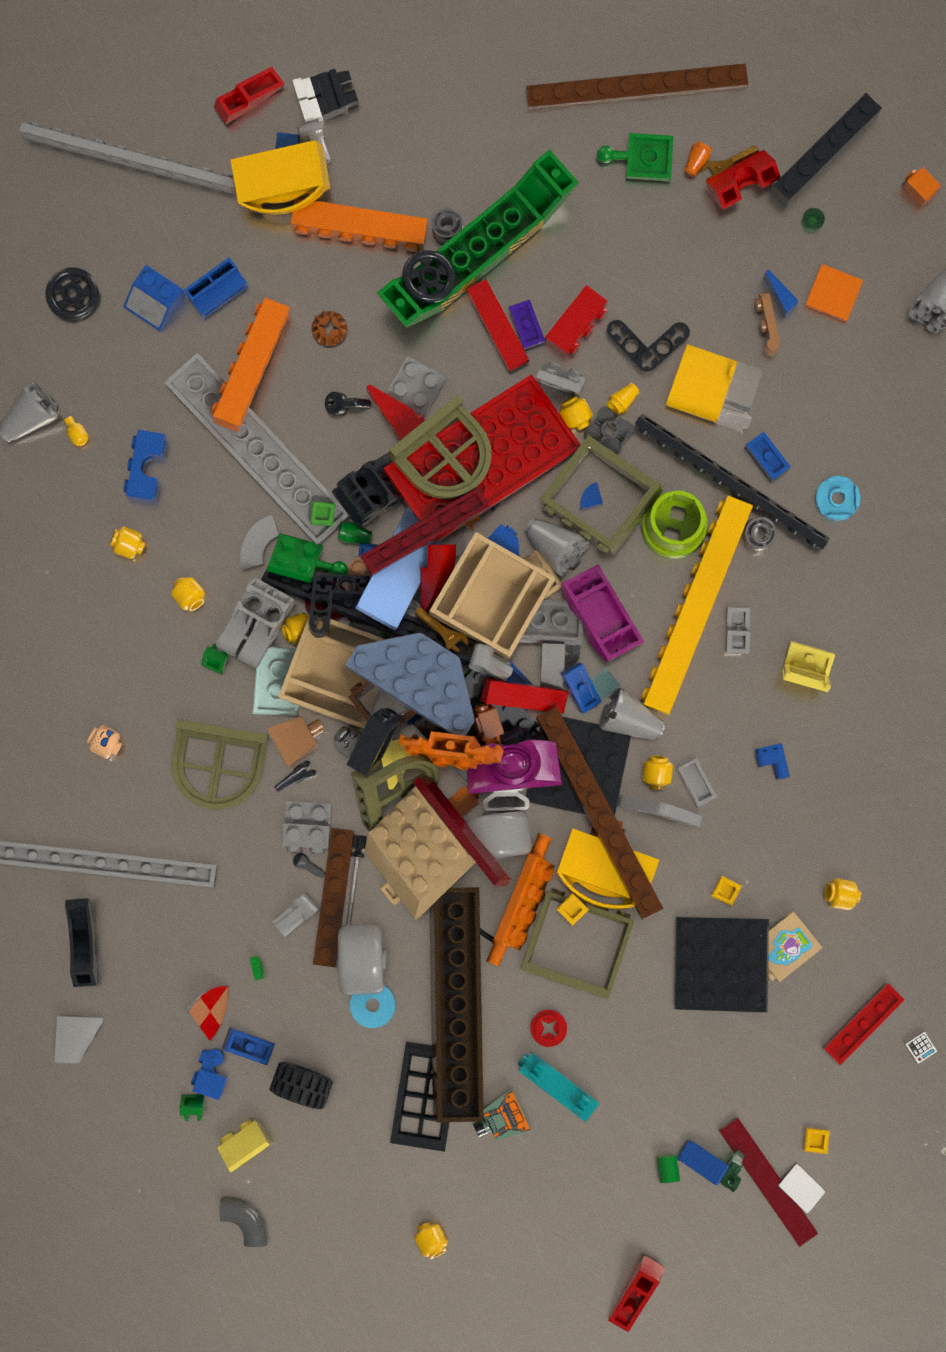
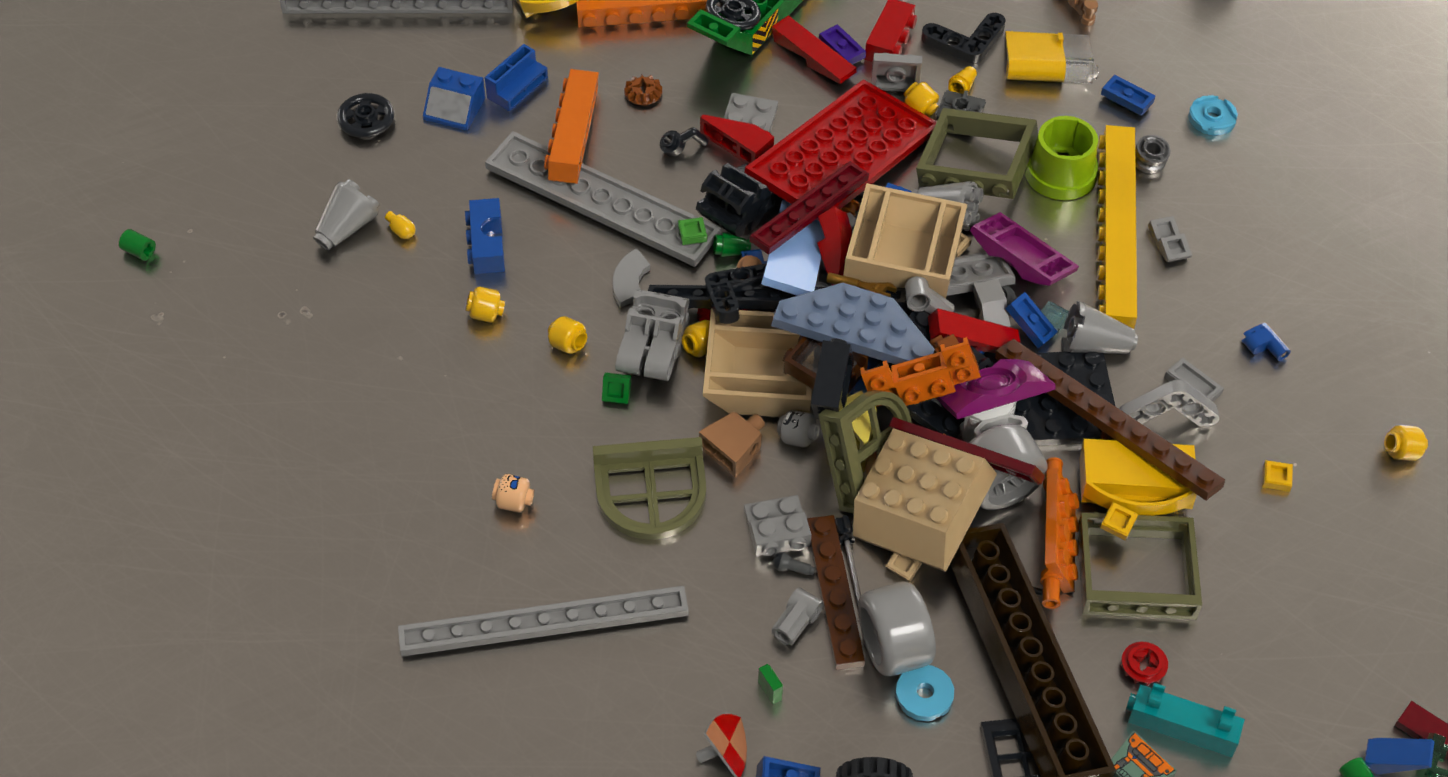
camera: 15 degrees left, 30 degrees down
(82, 942) = (544, 702): black arch -> none
(269, 681) = (685, 398): light aqua tile -> none
(296, 776) = (748, 479): black piece -> none
(300, 559) = (679, 275): green plate -> none
(426, 432) = (779, 128): olive window -> none
(591, 497) = (967, 162): blue tile -> none
(657, 772) = (1147, 375): yellow head -> none
(722, 964) = (1313, 540): black plate -> none
(724, 477) = (1046, 106): black plate -> none
(789, 947) = (1371, 509): panel -> none
(808, 666) = (1260, 248): light yellow plate -> none

